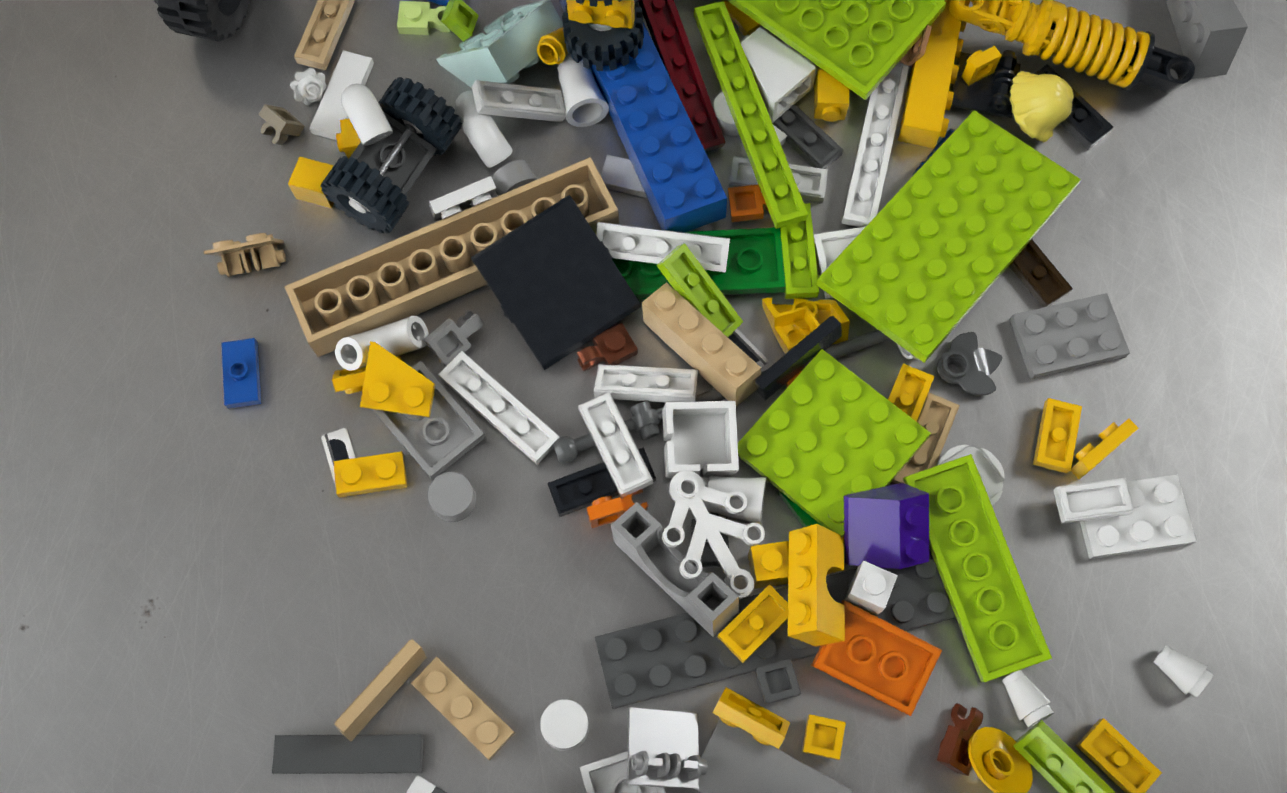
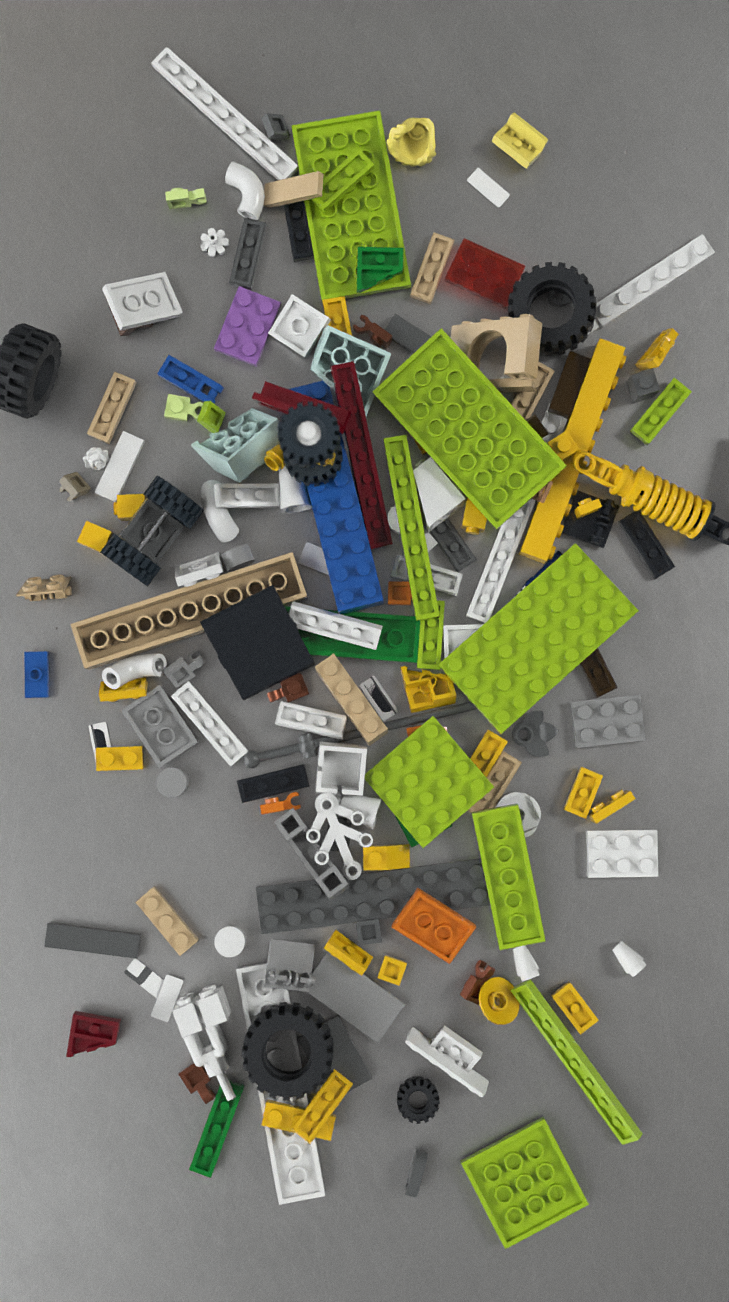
camera: 10 degrees right, 15 degrees up
(365, 114) = (134, 501): white cylinder -> none
(380, 690) = (115, 905): tan tile -> none
(395, 385) = (140, 704): yellow wing -> none
(615, 444) = (284, 762): white tile -> none
(697, 287) = (356, 663): lime plate -> none
(755, 623) = (359, 896): yellow plate -> none
(798, 357) = (415, 720): black tile -> none
(811, 610) = (394, 894): yellow arch -> none
(871, 588) = (435, 884): white brick -> none
(887, 527) = (453, 846): dark purple slope -> none
(1040, 103) = (623, 544): light yellow hair -> none
(1093, 500) = (595, 843): white tile -> none

